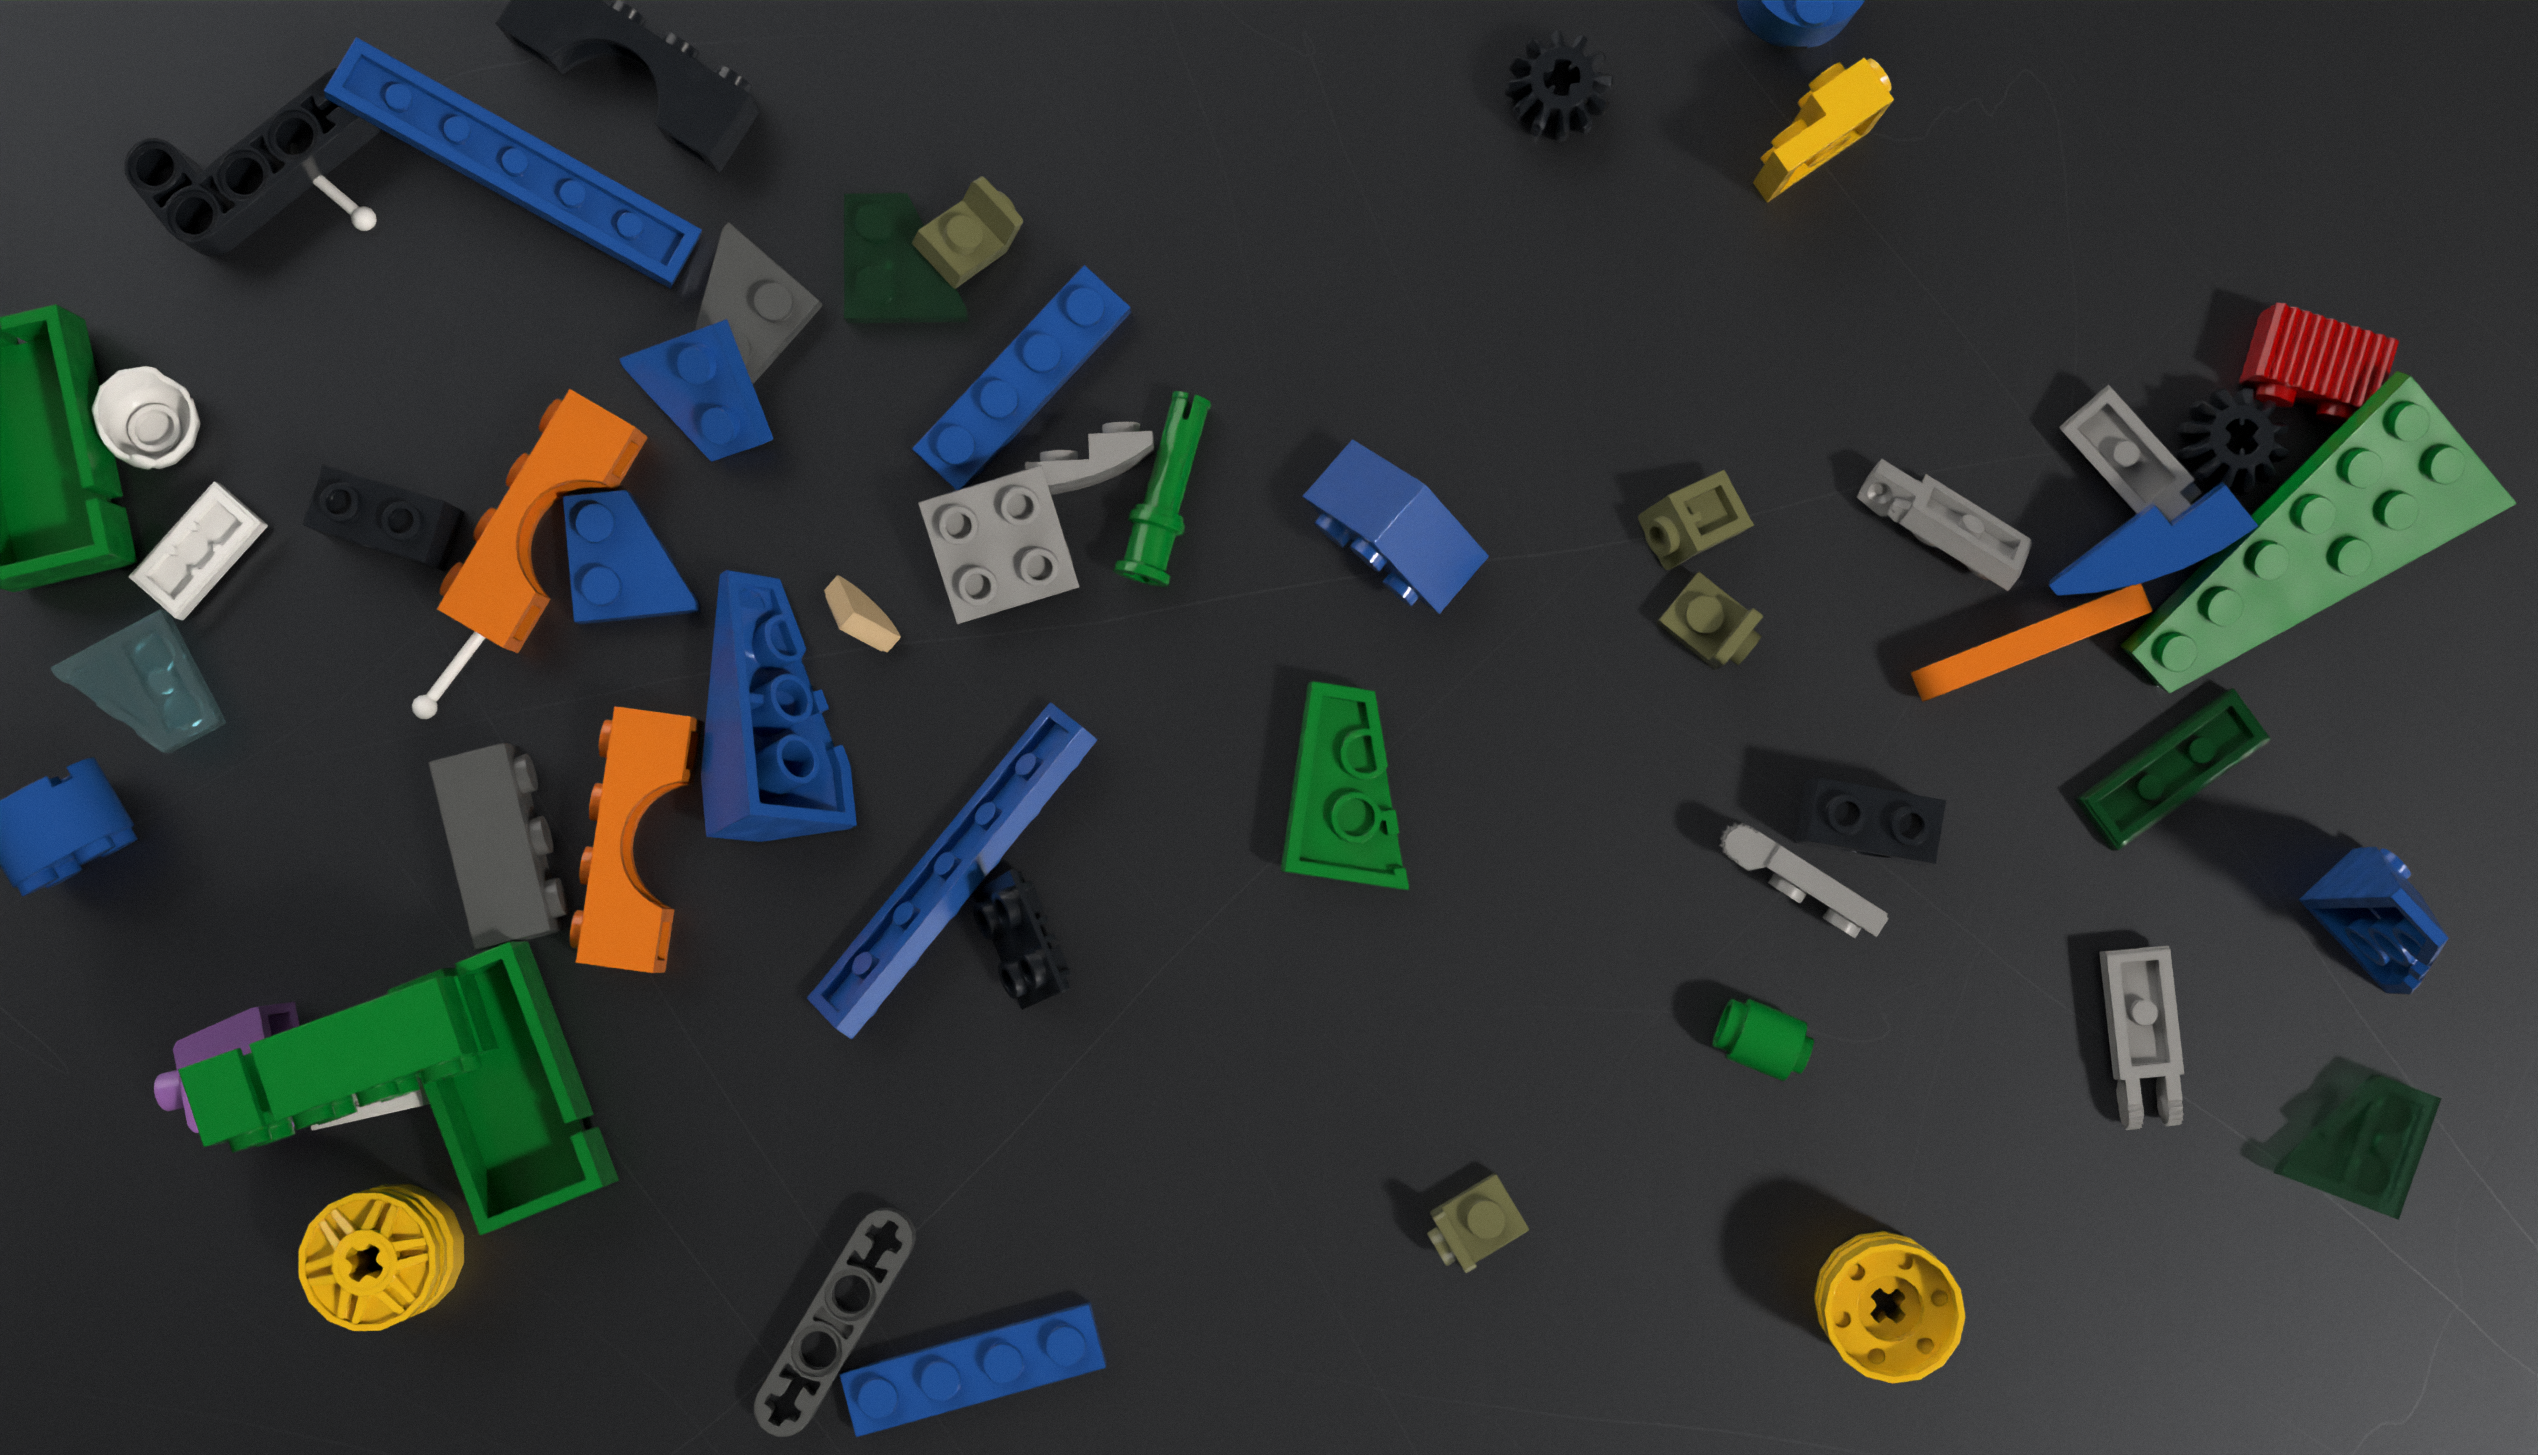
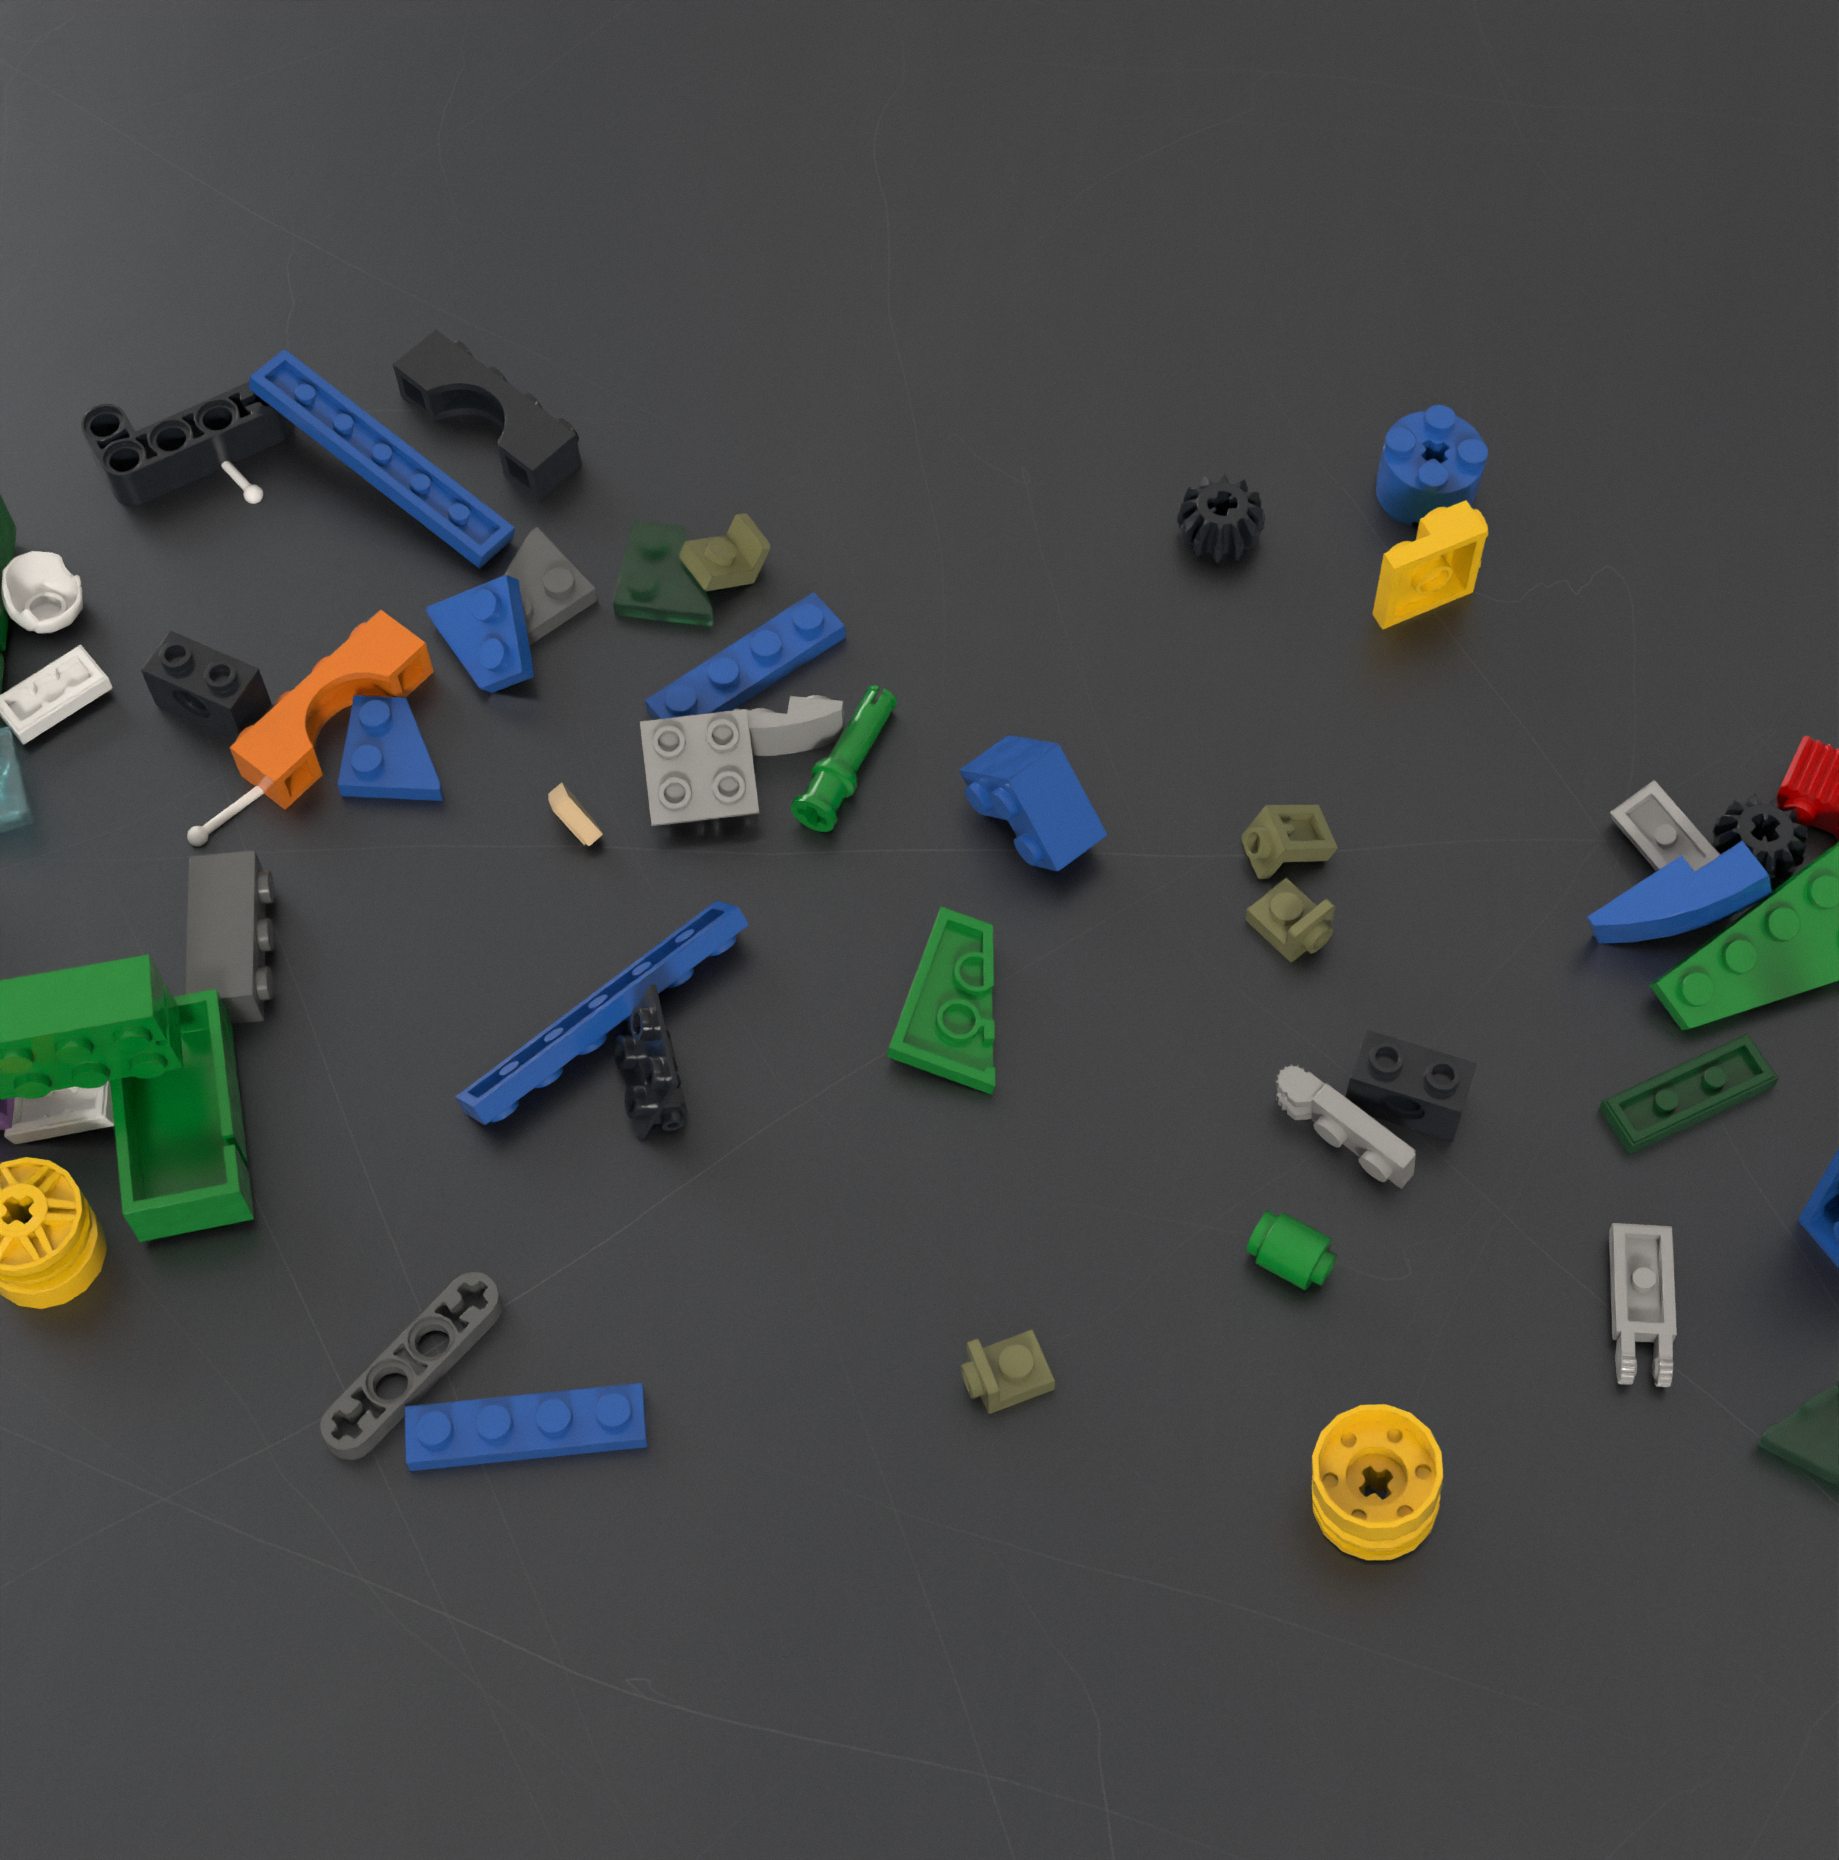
camera: 15 degrees right, 25 degrees down
(621, 918) = (367, 892): orange arch -> none
(766, 743) = (471, 892): blue wedge -> none
(1948, 522) = (1504, 868): light grey hinge -> none
(2031, 642) = (1569, 969): orange beam -> none

